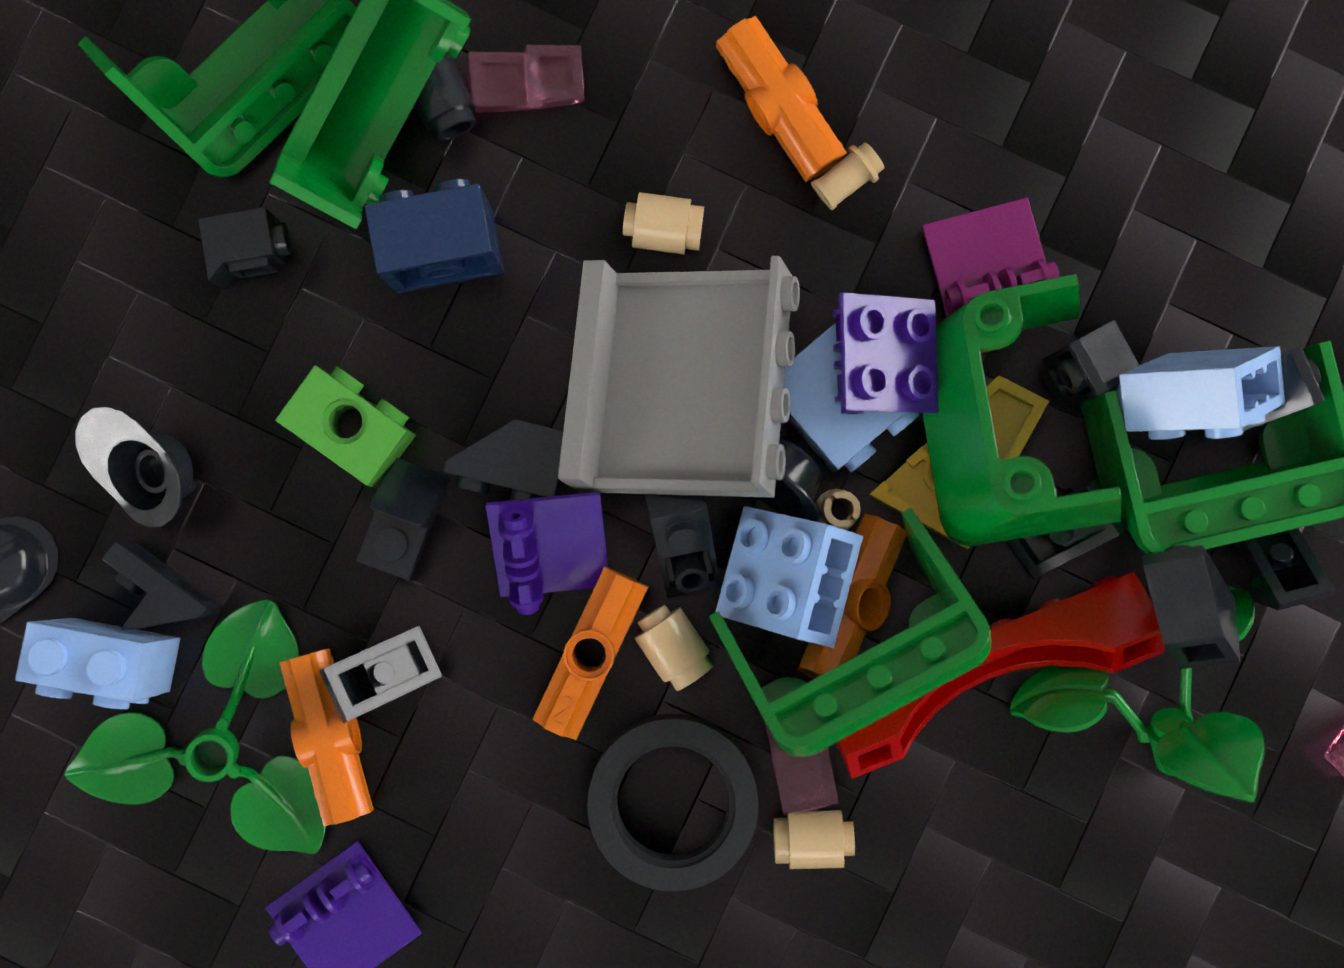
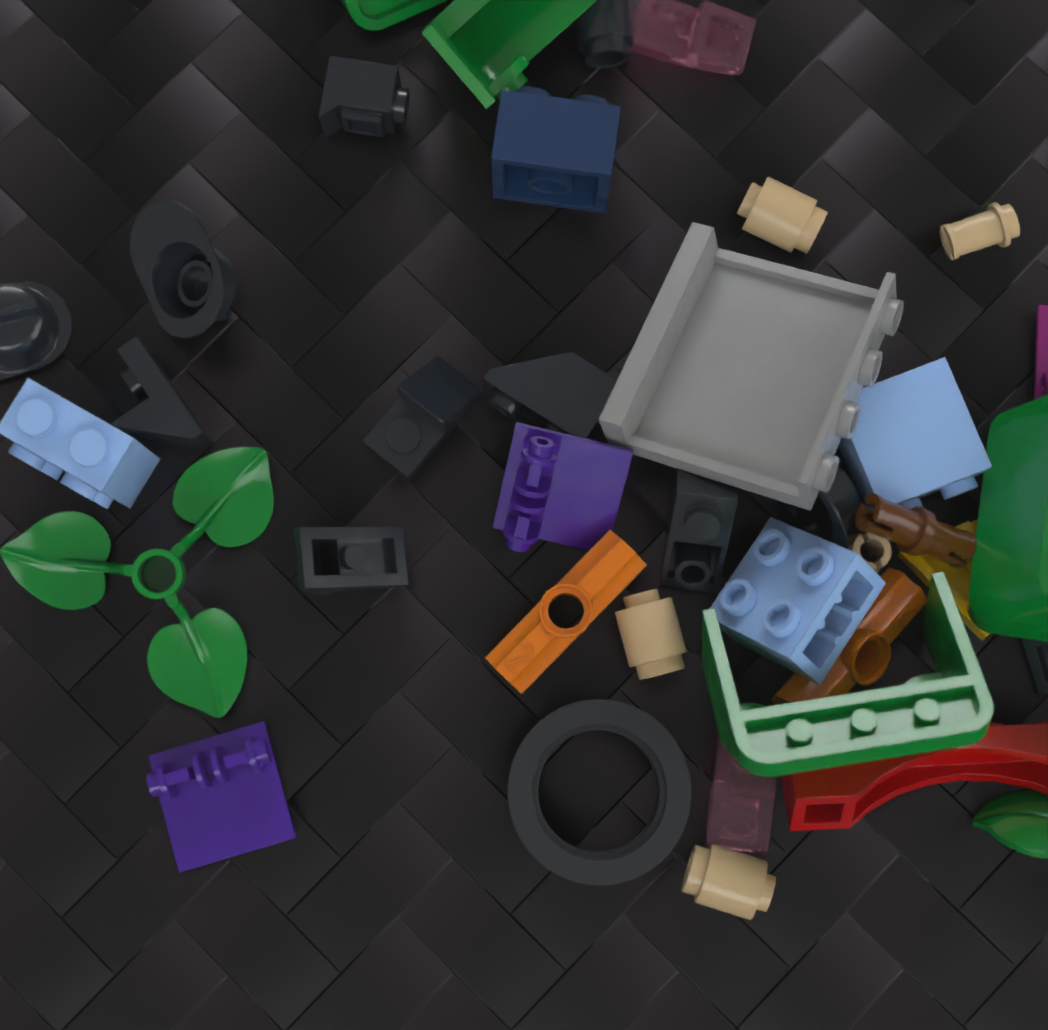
camera: 20 degrees right, 5 degrees down
(315, 416) = (384, 274): bright green brick -> none
(325, 742) = (270, 606): orange piece -> none
(780, 98) = (937, 134): orange piece -> none
(874, 477) = (915, 530): none -> reddish brown pin
(886, 354) = (966, 409): dark purple hinge -> none

